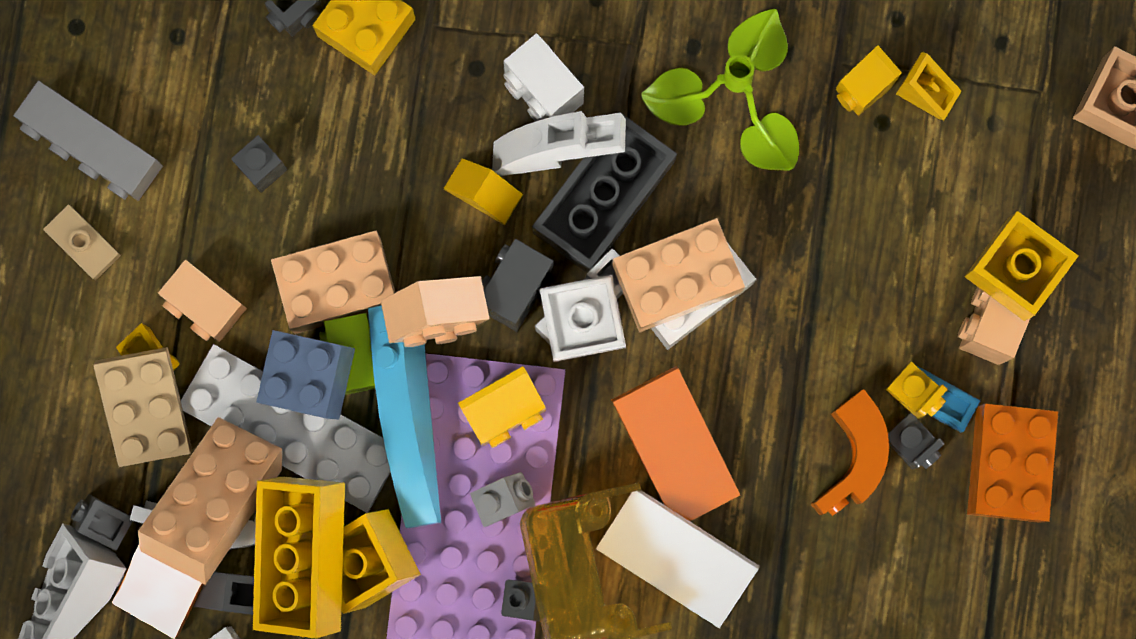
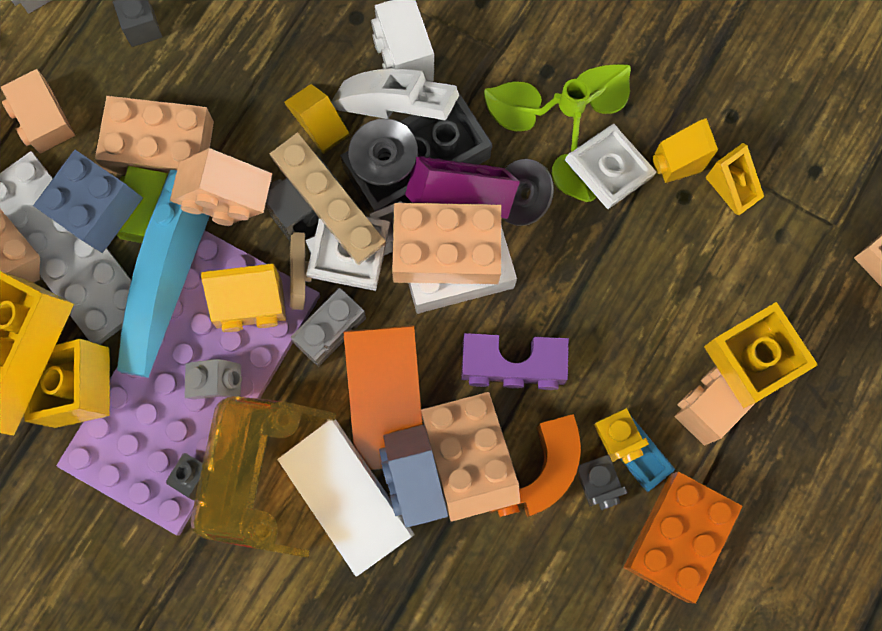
camera: 20 degrees right, 5 degrees down
(539, 357) = (298, 271): none -> tan plate
(544, 279) = (327, 198): none -> tan plate
(573, 190) = (381, 137): none -> flat silver dish
(590, 400) = (325, 328): none -> light grey brick
(665, 209) = (461, 183): none -> magenta brick
(710, 188) = (532, 177): none -> flat silver dish
(737, 511) = (412, 476): none -> sand blue brick
(782, 470) = (471, 456): none -> light nougat brick
(798, 123) = (610, 166): none -> white tile
(815, 351) = (544, 367): none -> medium lavender arch

